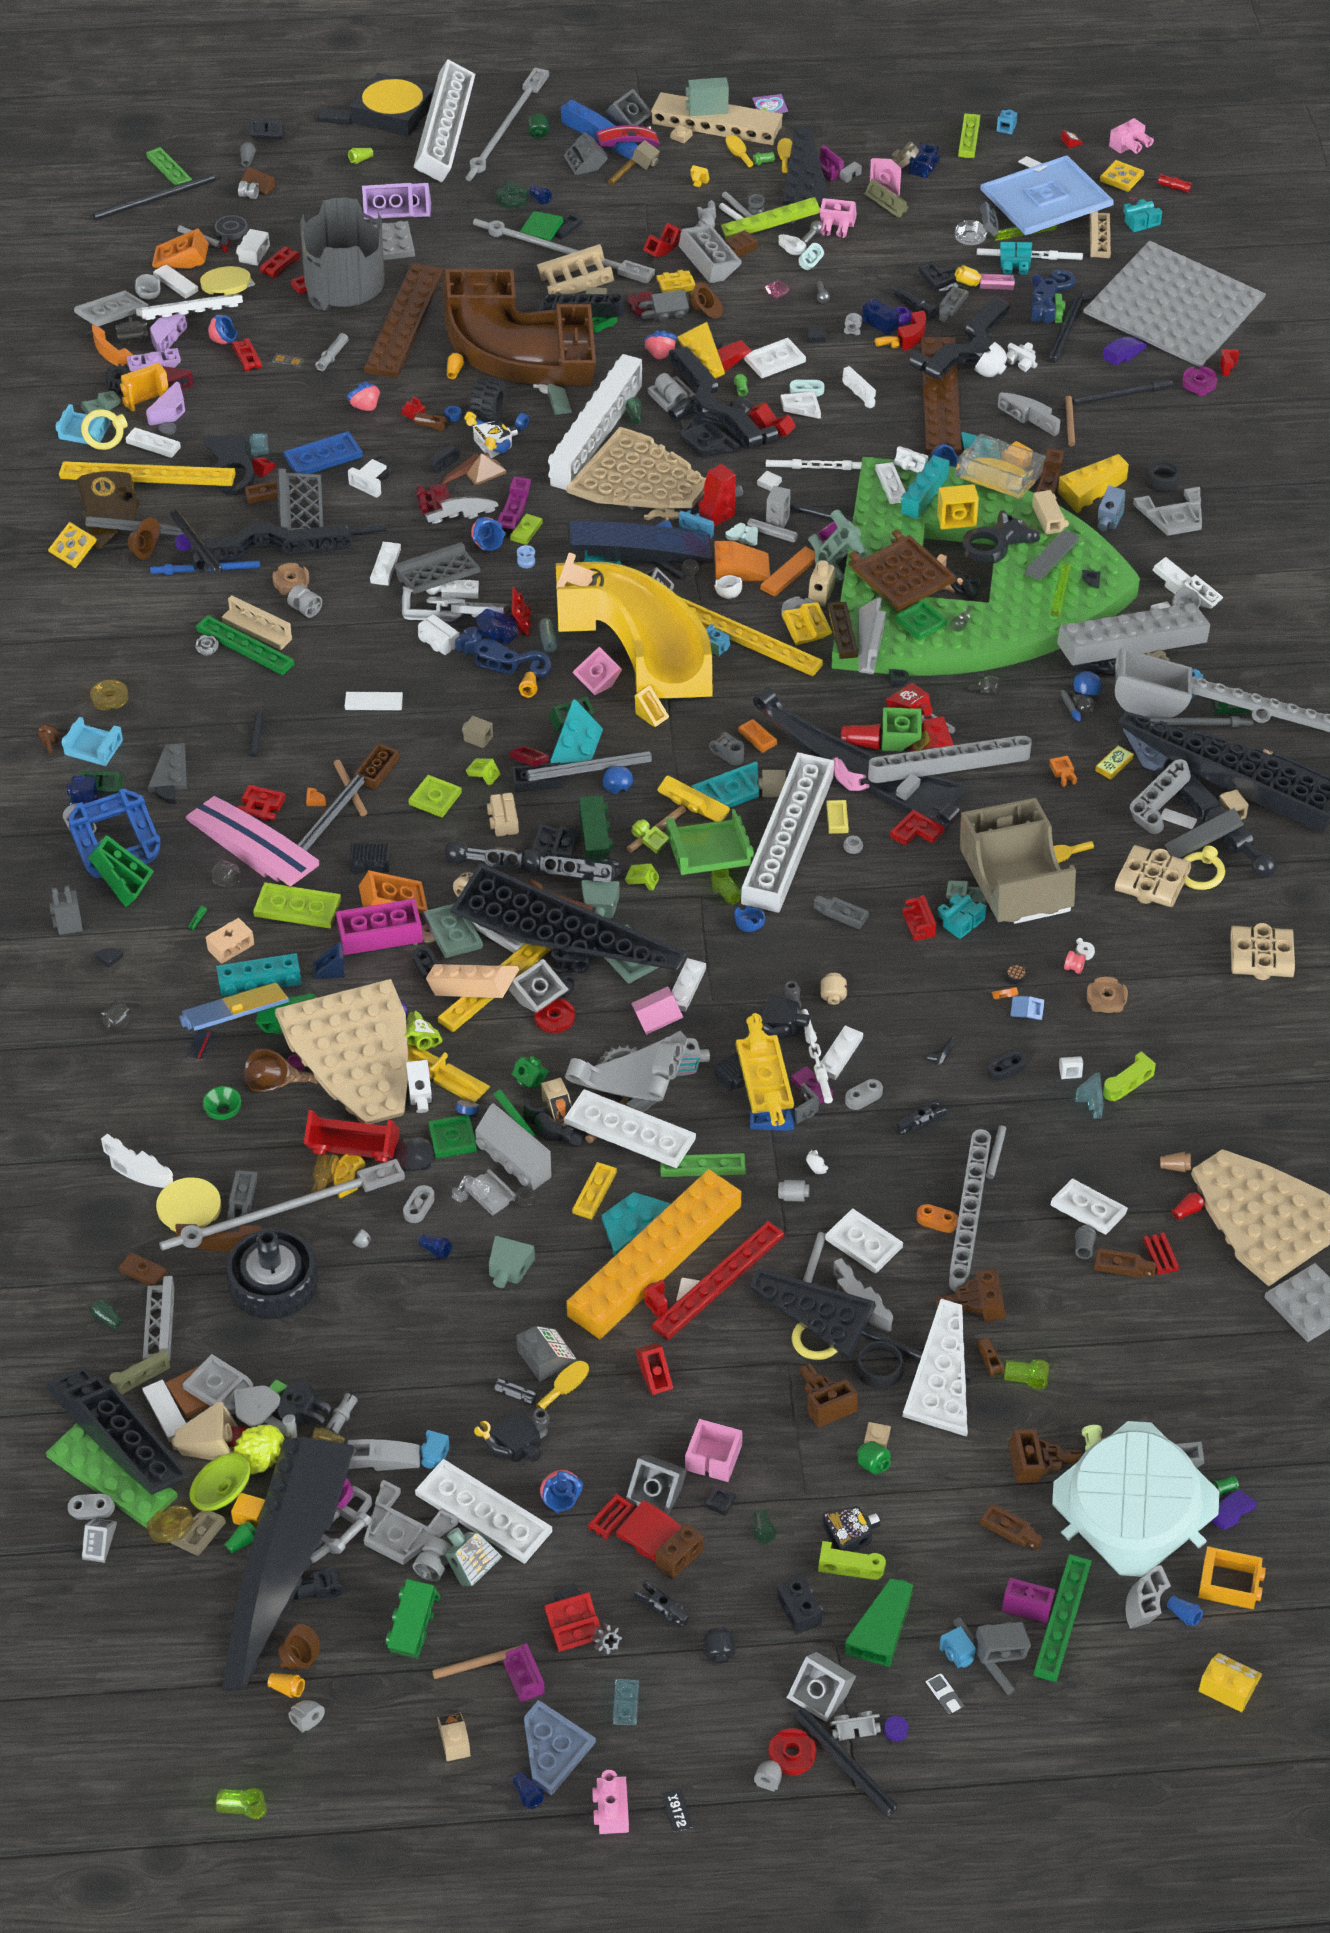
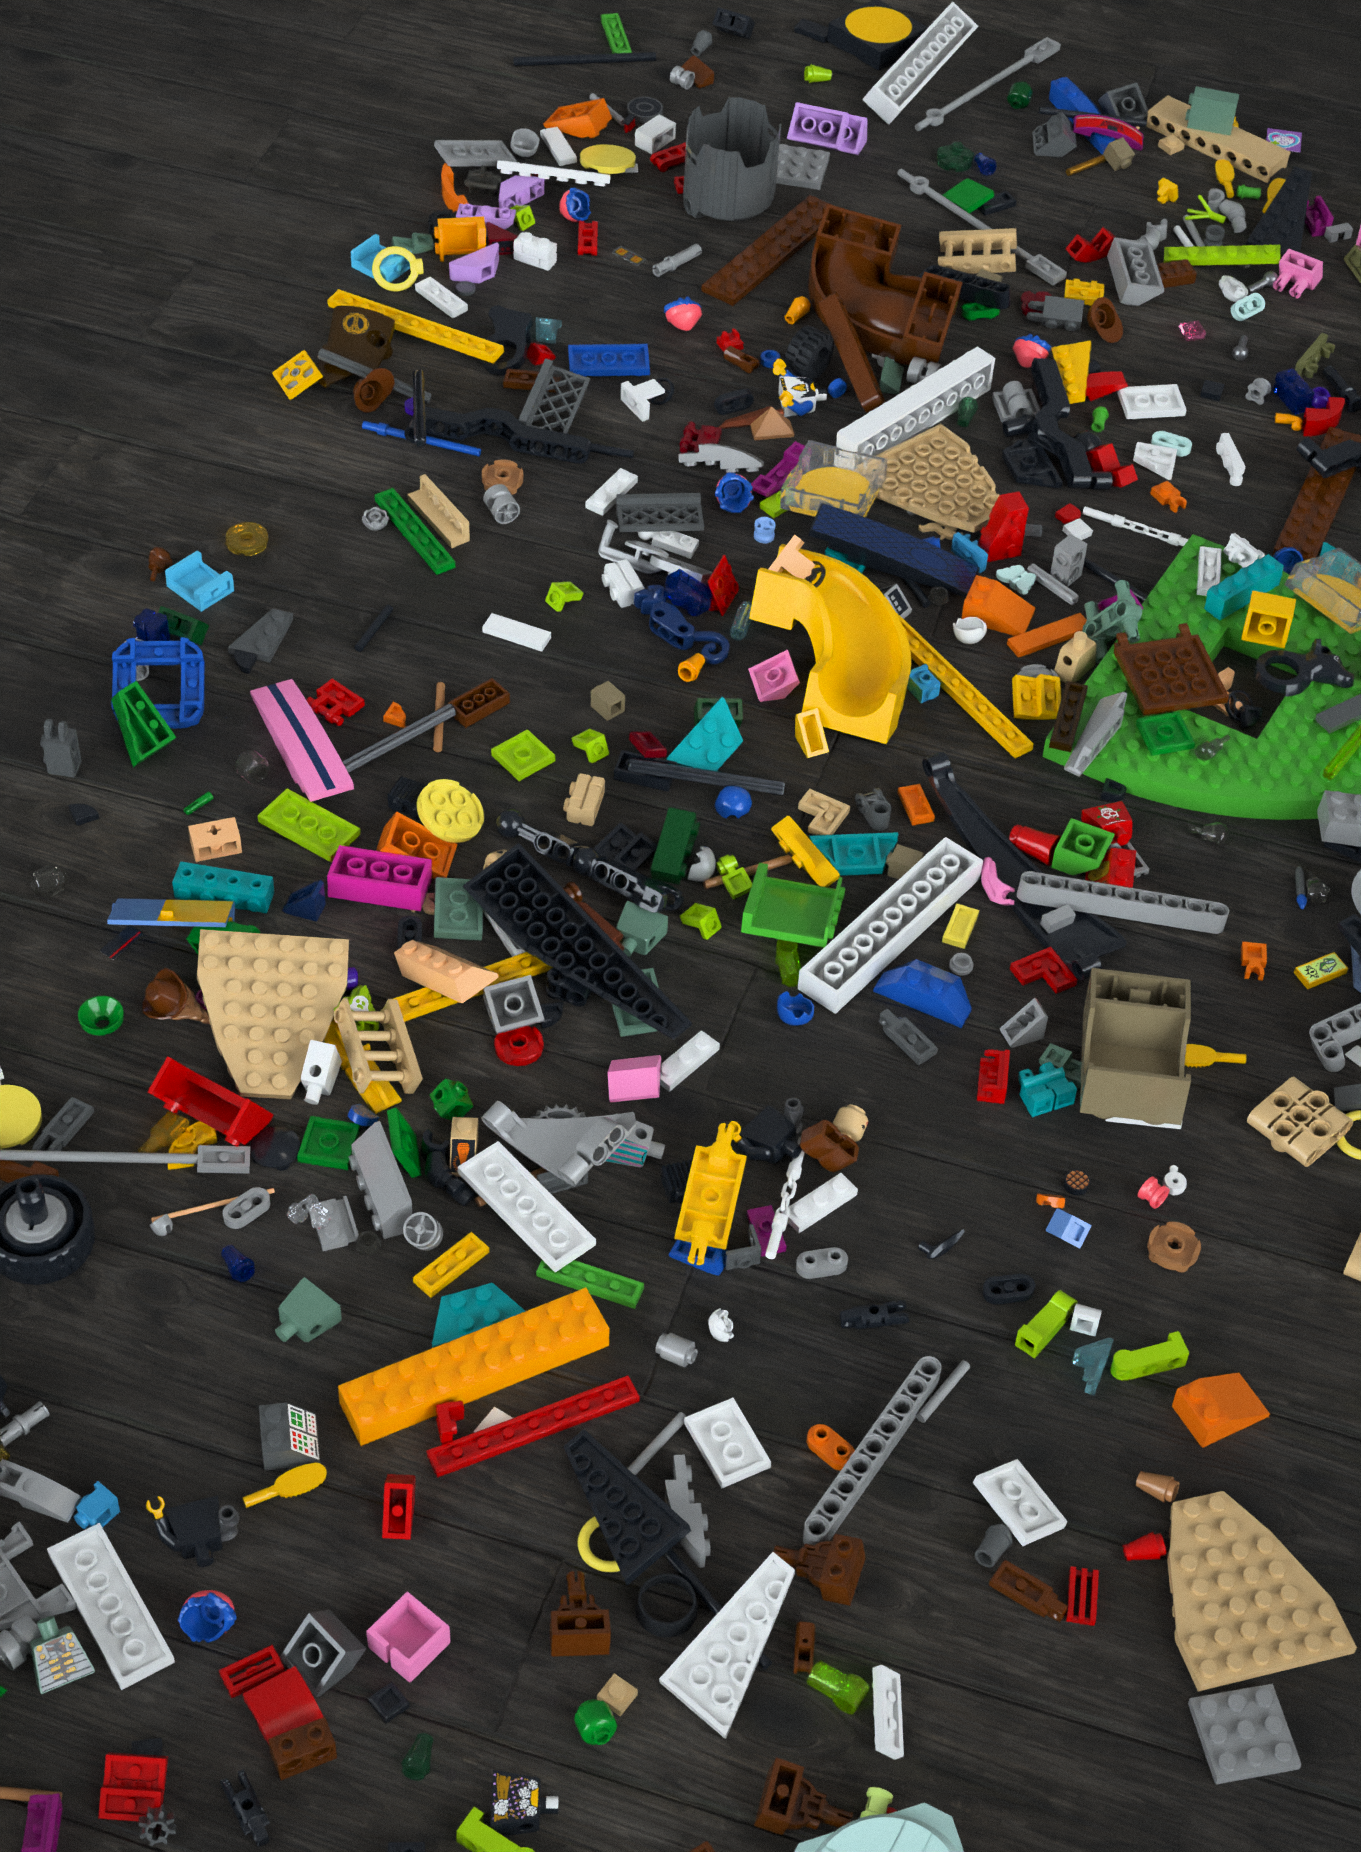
camera: 20 degrees right, 0 degrees up
(184, 351) = (523, 216): none -> lime bracket
(210, 379) = (535, 251): none -> white brick
(382, 1216) = (203, 1207): none -> light nougat piece
(393, 658) = (562, 592): none -> lime bracket
(405, 857) = (450, 811): none -> light yellow tile
(463, 1041) = (394, 1034): none -> tan fence
(515, 1390) = (229, 1471): axle -> none
(522, 388) = (851, 352): none -> reddish brown beam
(563, 497) = (833, 478): none -> clear tile
(564, 1172) = (423, 1231): none -> light grey wheel
(579, 387) = (918, 367): none -> light grey wheel
(623, 833) = (705, 865): none -> light grey hair
(640, 122) = (1071, 114): none -> black bar
(694, 762) = (827, 812): none -> tan plate
(743, 186) = (1201, 214): none -> lime plant
(755, 470) = (1068, 514): none -> red tile
(756, 177) = (1230, 209): none -> light grey piece
(824, 430) = (1168, 494): none -> orange plate
(830, 1008) = (829, 1146): none -> reddish brown brick
(837, 872) = (927, 990): none -> blue wedge
(880, 290) = (1308, 362): none -> olive plate
(924, 873) = (1026, 1025): none -> light grey slope
(1045, 1080) = (1045, 1324): none -> lime leg
(1069, 1377) = (887, 1712): none -> white plate
(1087, 683) = (1332, 868): blue hair -> none
(1190, 1095) = (1218, 1407): none -> orange slope

